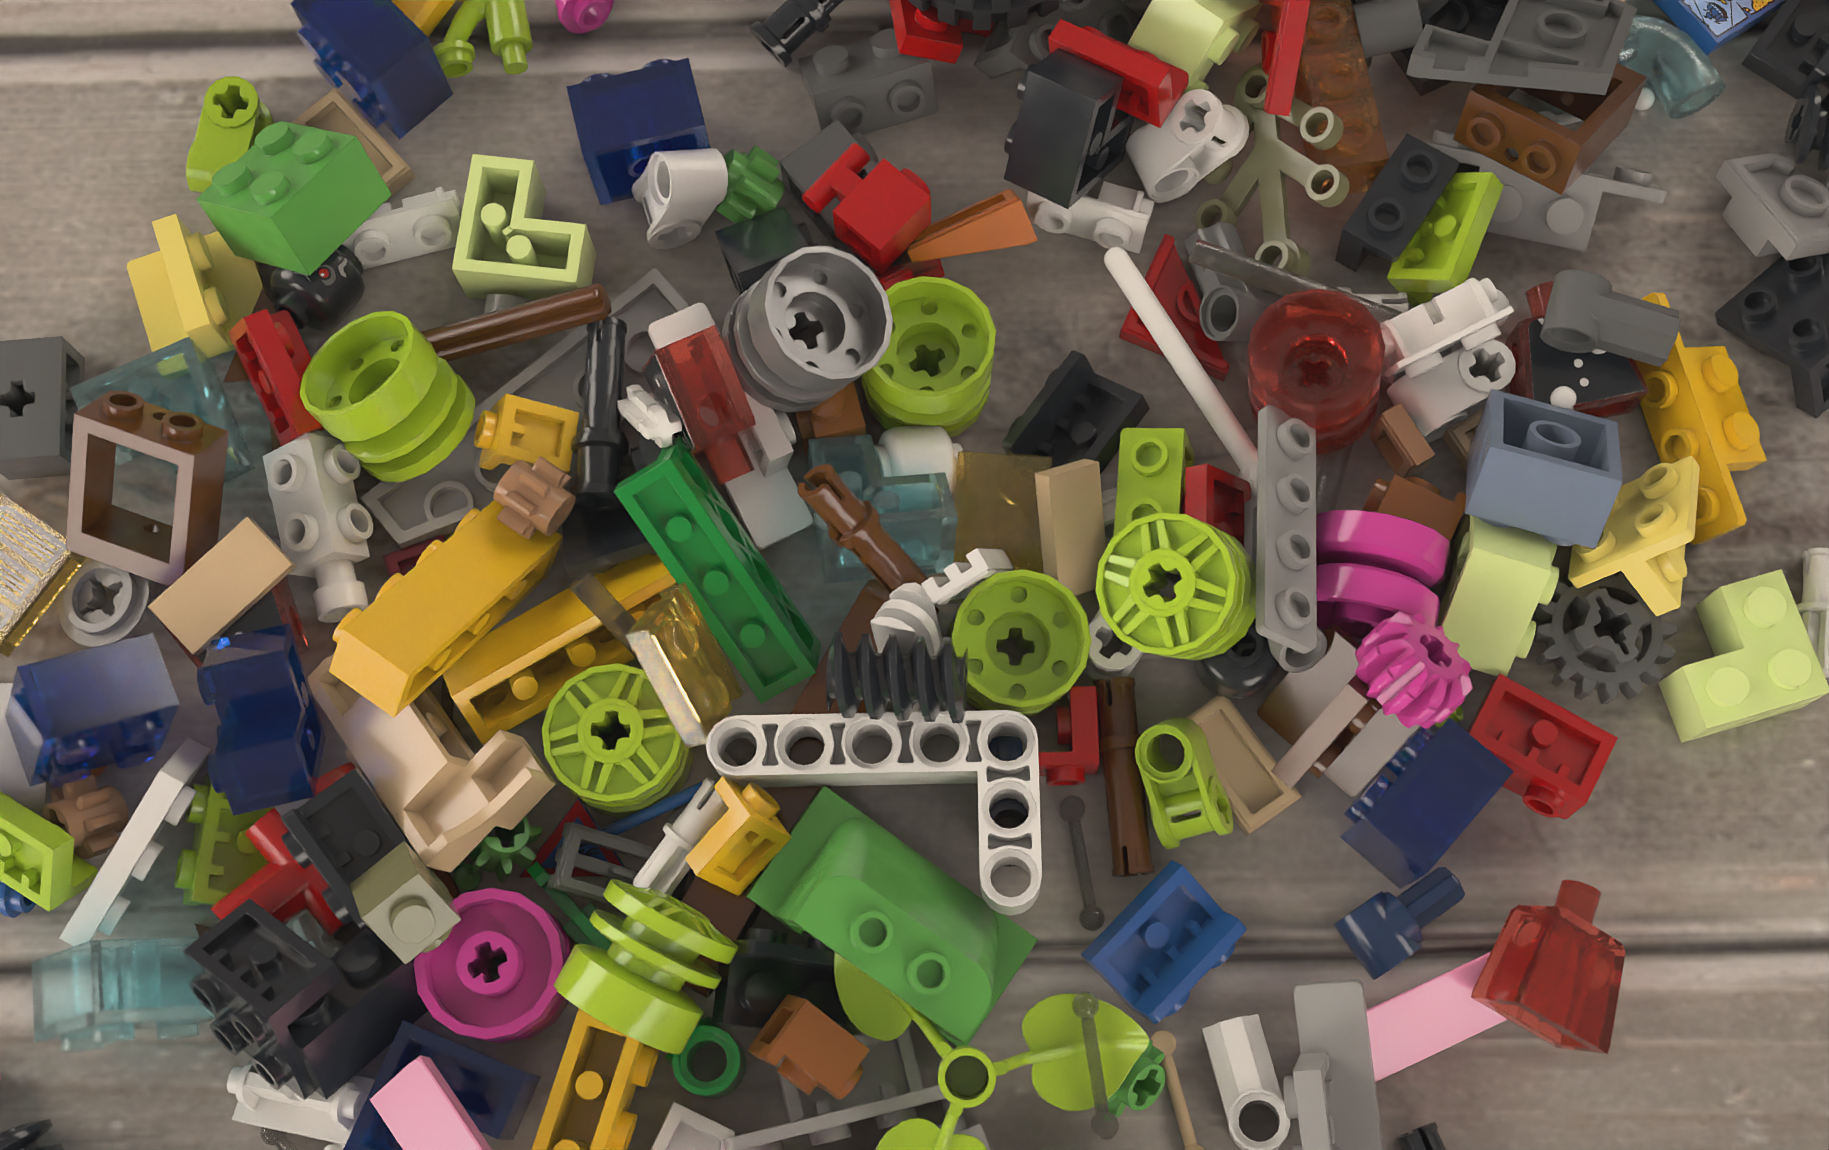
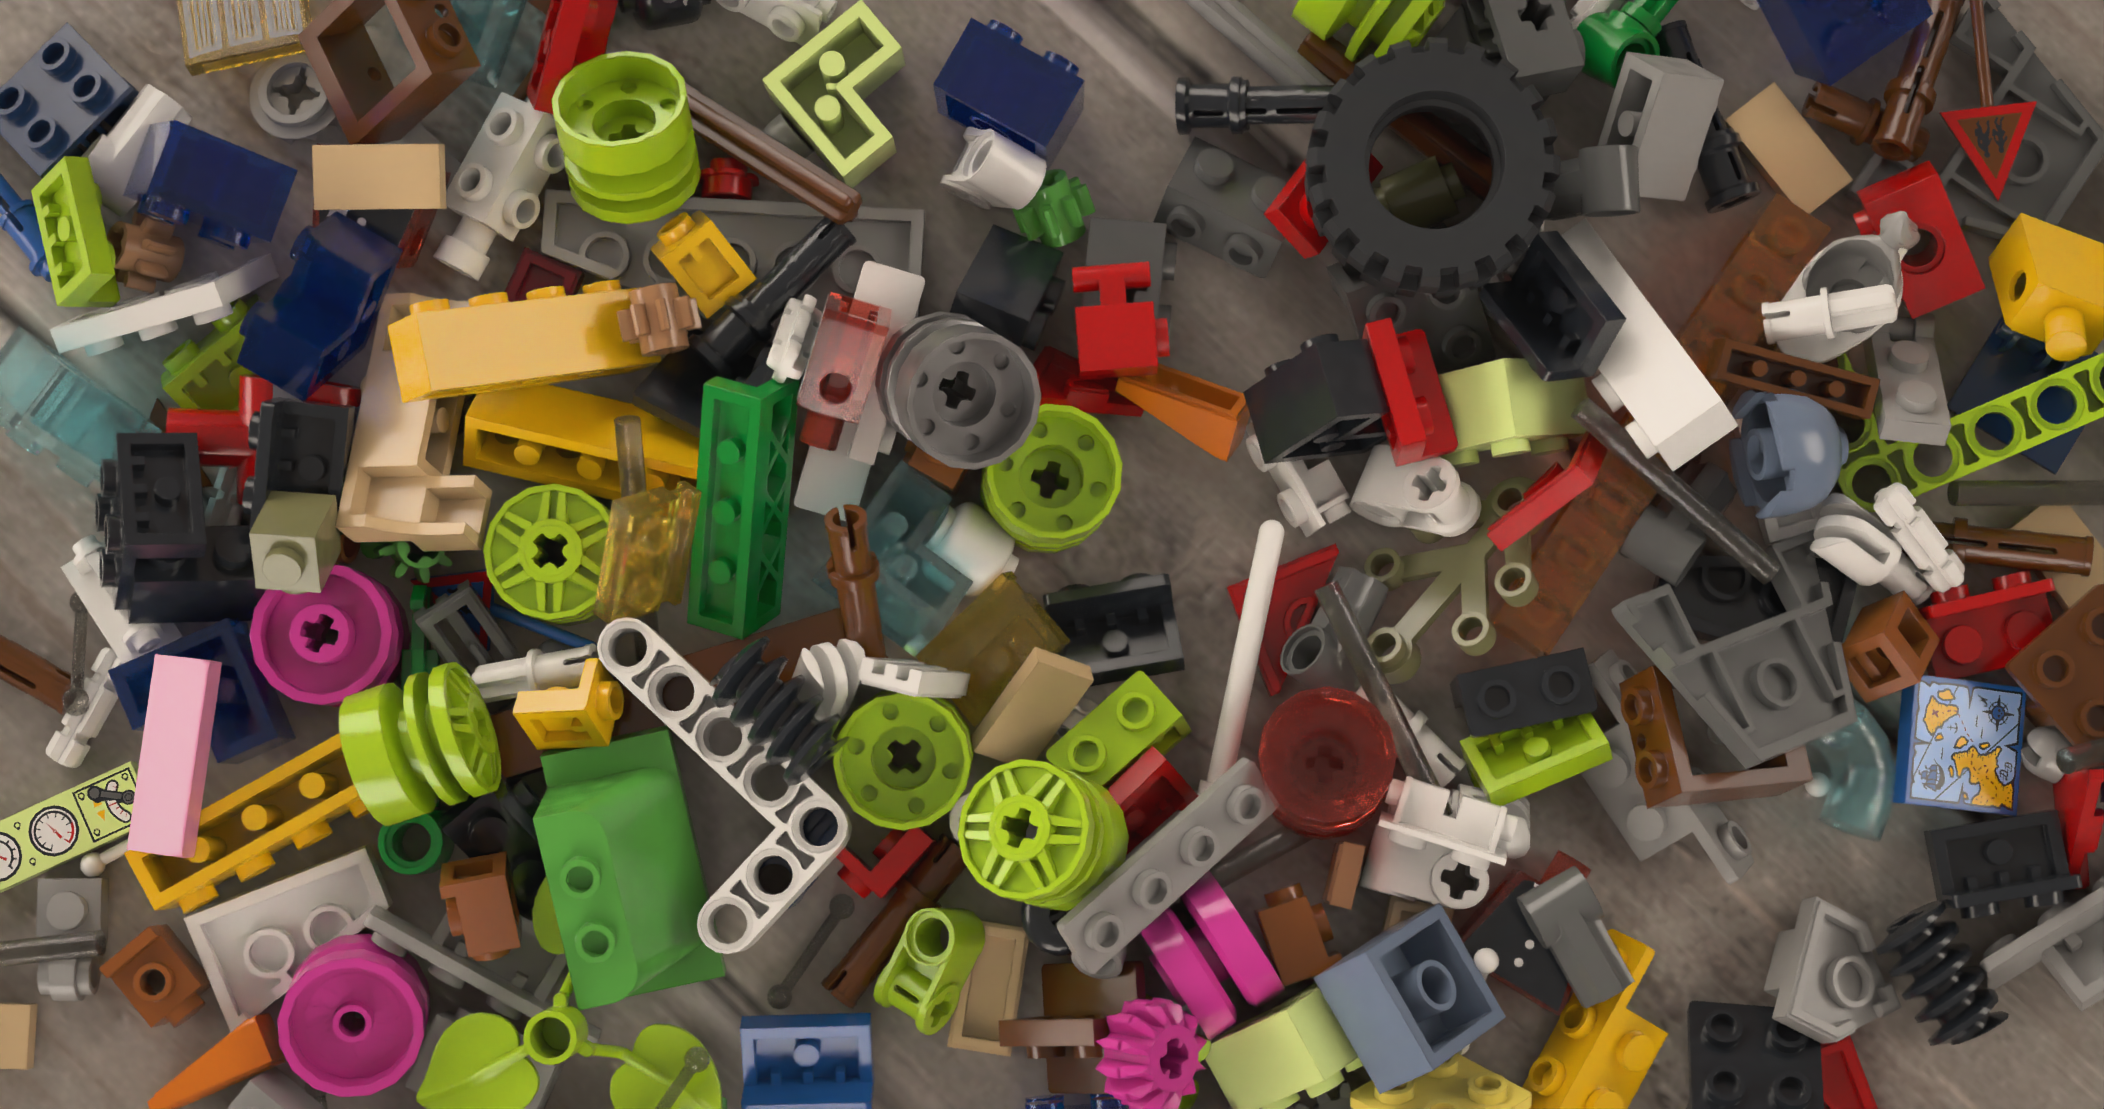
camera: 45 degrees right, 10 degrees up
(489, 373) = (727, 180): none -> red plate

